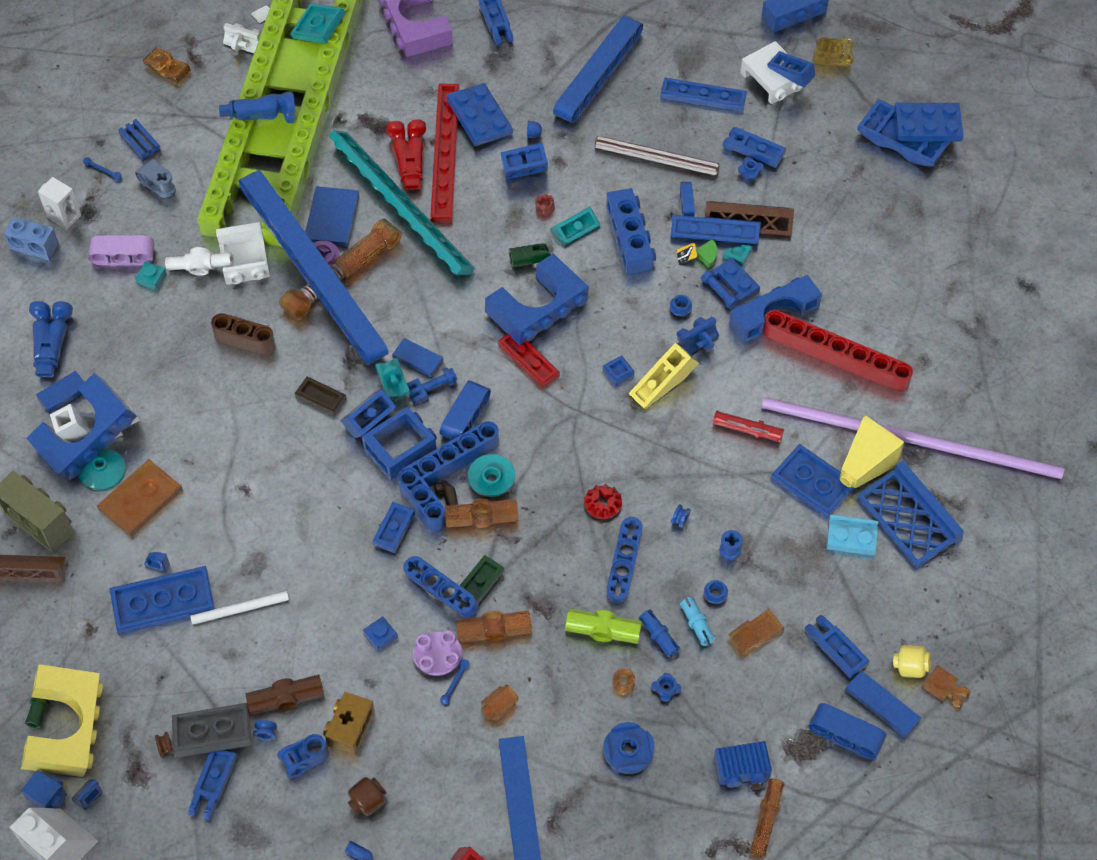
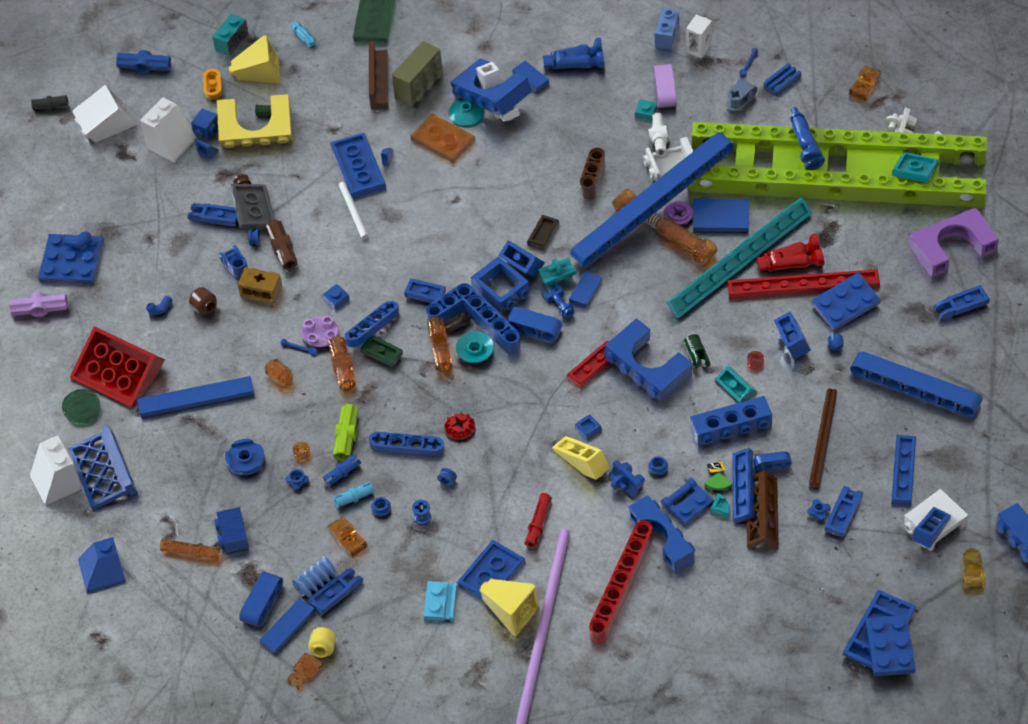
camera: 90 degrees right, 5 degrees down
(821, 665) = (314, 577): none -> medium blue piece
(925, 500) = (470, 651): blue fence -> none

